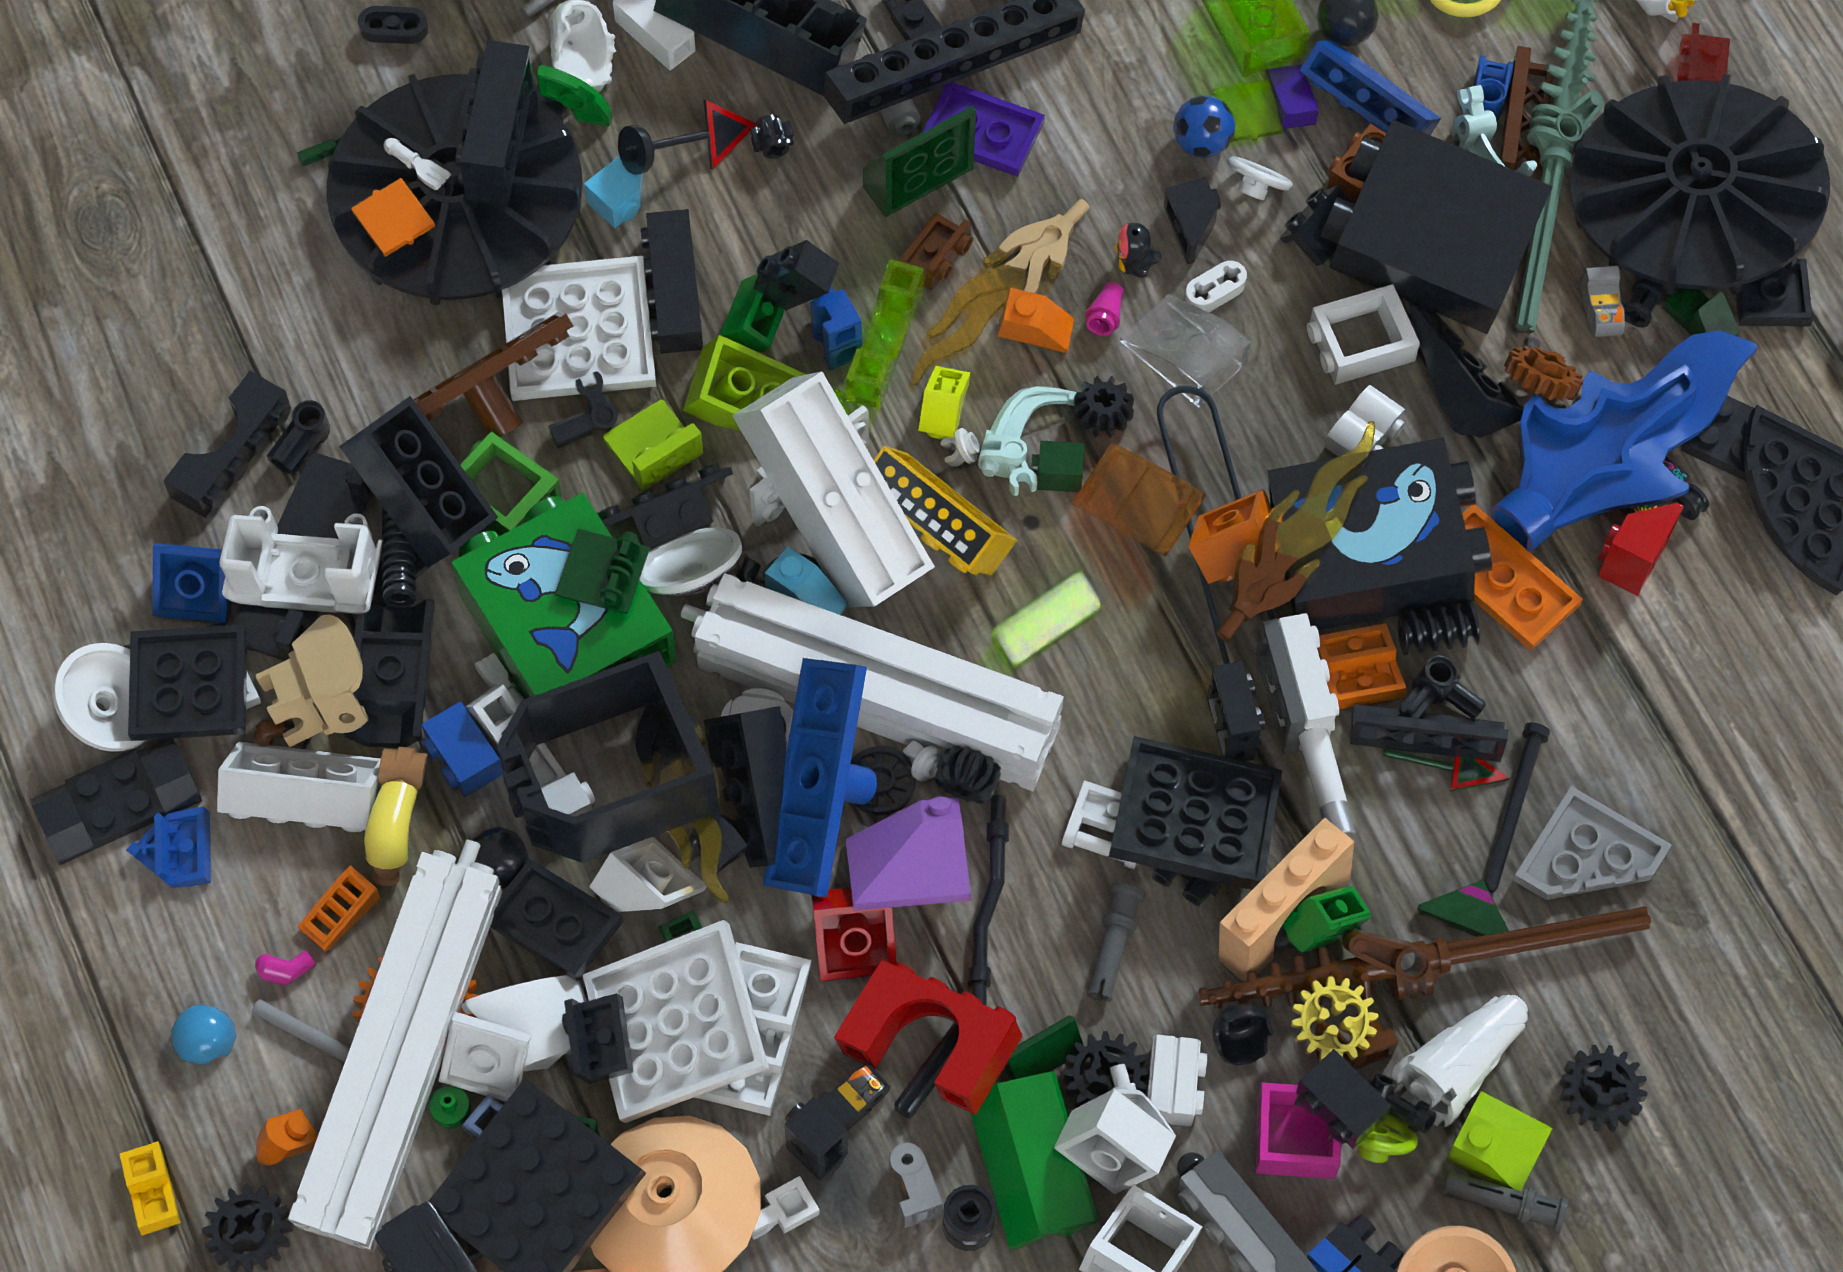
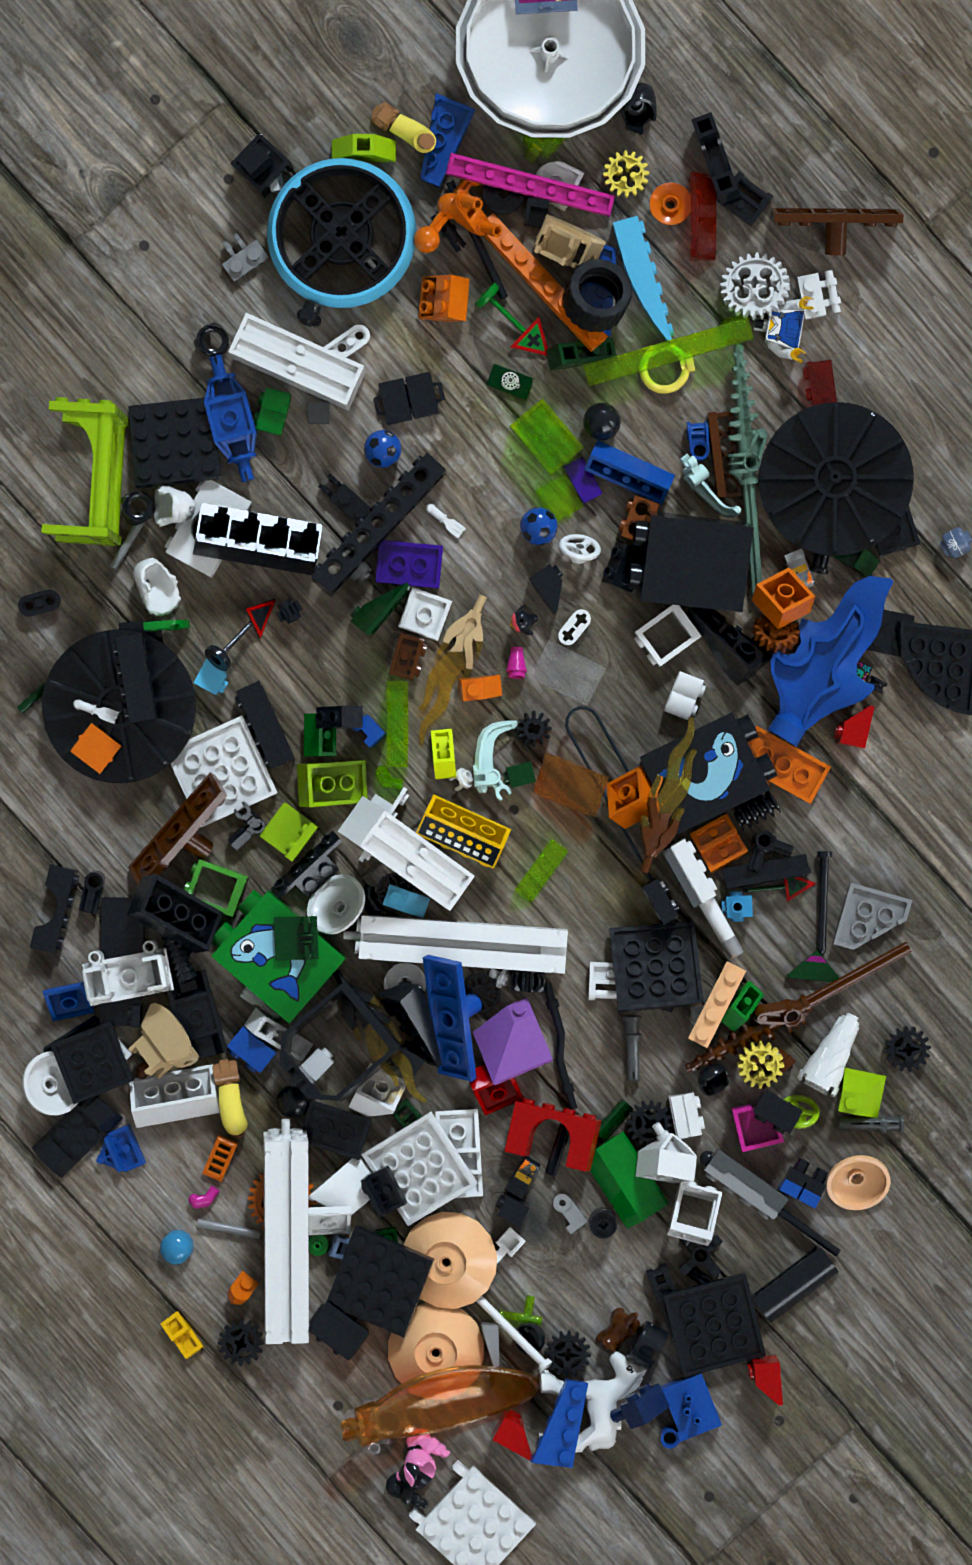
camera: 20 degrees left, 25 degrees up
(986, 202) = (425, 614): none -> white tile
(1067, 99) = (451, 525): none -> white piece
(1365, 764) = (744, 910): none -> dark azure brick
(1418, 1115) = (793, 1090): black bar -> none
(1570, 322) = (783, 598): none -> orange brick

